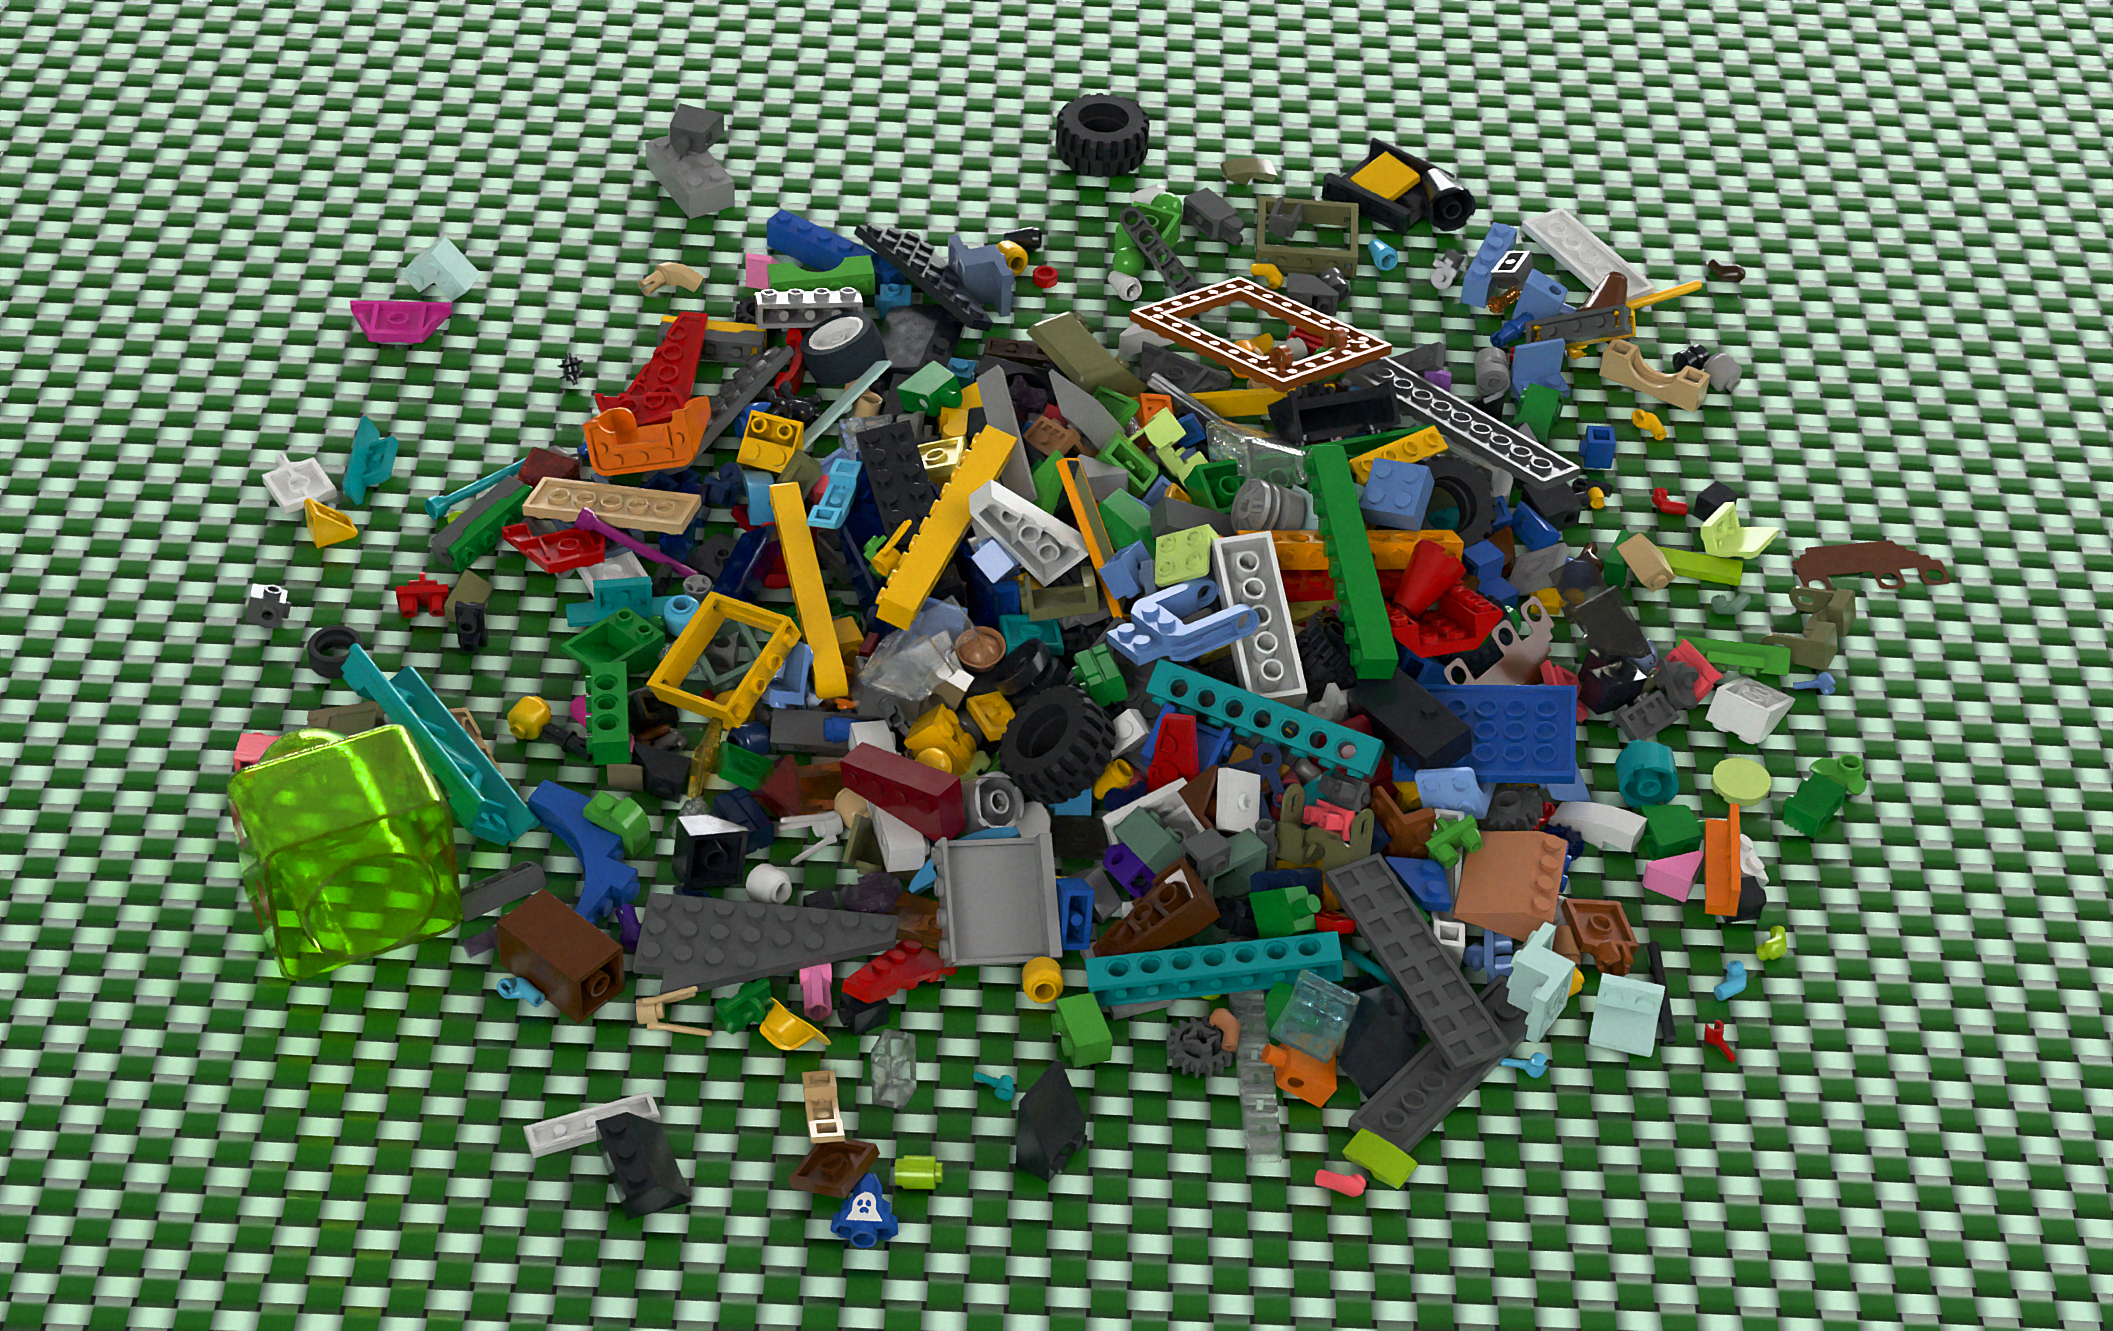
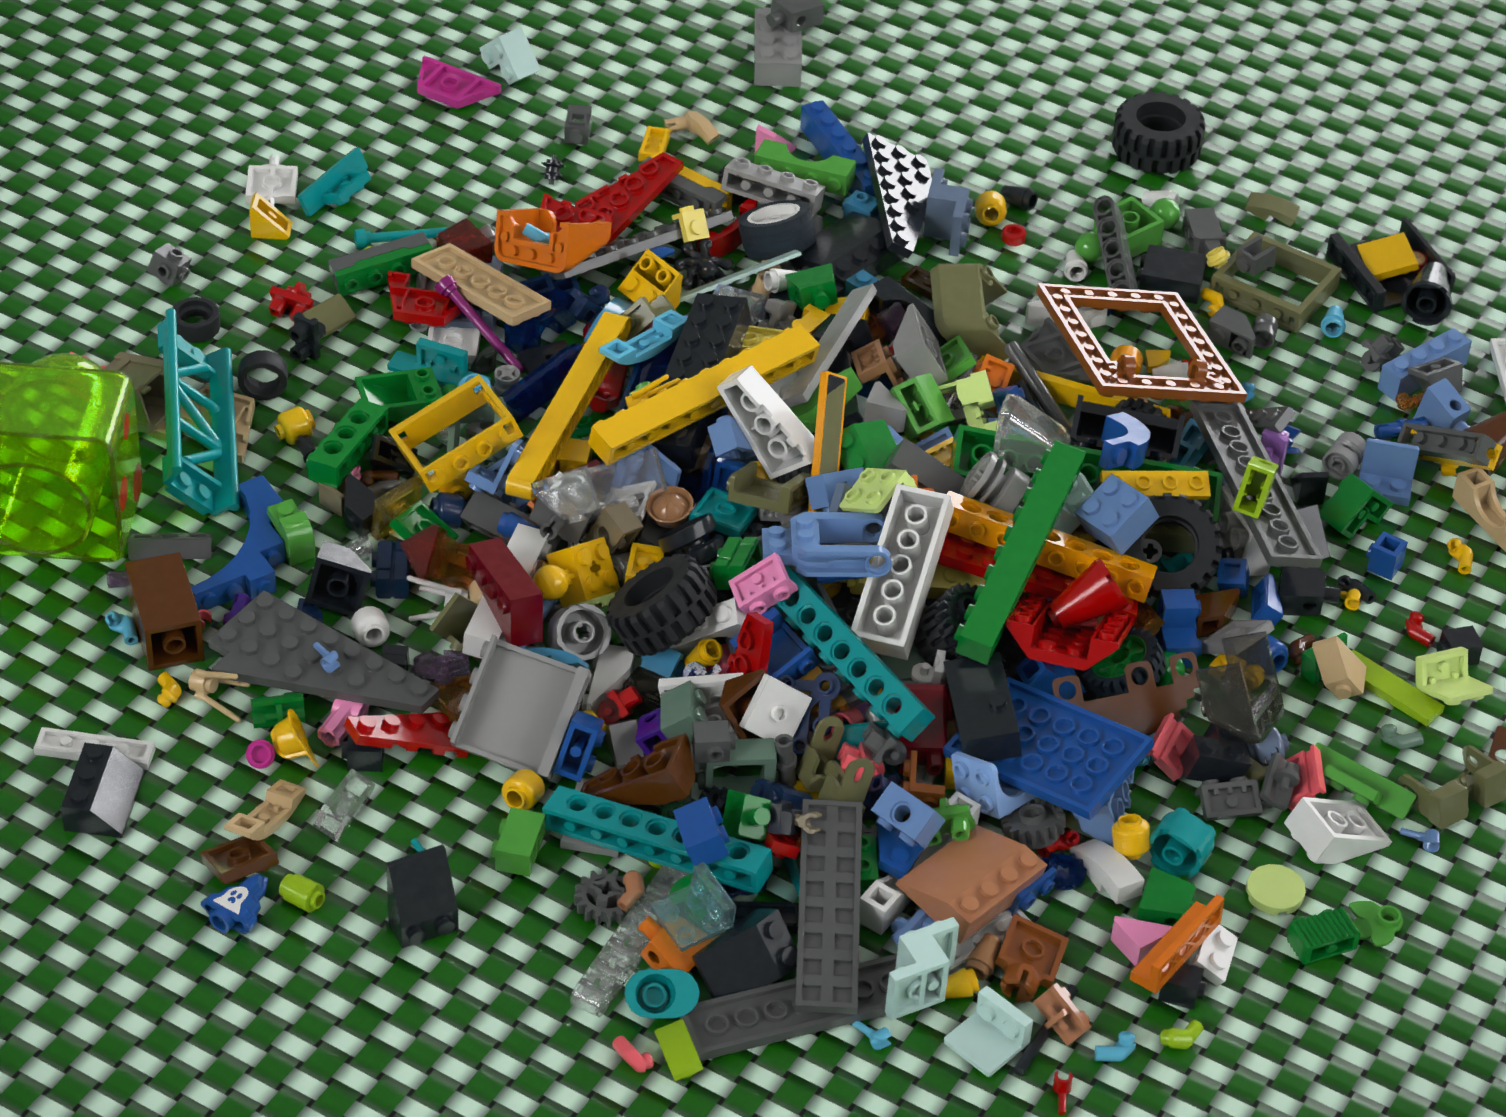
camera: 30 degrees right, 0 degrees up
(449, 669) = (262, 390): none -> black tyre
(559, 316) = (578, 124): none -> dark grey window
(621, 1030) = (171, 690): none -> yellow arm
(633, 435) = (536, 234): none -> medium azure arm
(647, 309) = (654, 140): none -> yellow plate
(764, 1056) = (260, 754): none -> dark pink plate
(765, 370) = (692, 223): none -> light yellow bracket
(778, 931) = (329, 659): none -> medium blue hand
(886, 395) = (775, 279): none -> white cone
(1072, 856) = (619, 705): none -> red hips
(1150, 686) = (762, 585): none -> bright pink bracket
(1216, 258) = (1172, 271): none -> black brick
(1250, 231) = (1217, 257): none -> light yellow plate
(1273, 942) = (701, 831): none -> blue brick
(1330, 1112) = (661, 993): none -> teal piece
(1331, 895) = (790, 821): none -> black piece
(1344, 422) = (1124, 442): none -> blue arch
(1411, 836) = (921, 824): none -> medium blue brick
(1485, 418) = (1257, 483): none -> lime torso
(1605, 784) = (1131, 836): none -> yellow head
(1673, 970) = (1062, 1014): none -> nougat hips

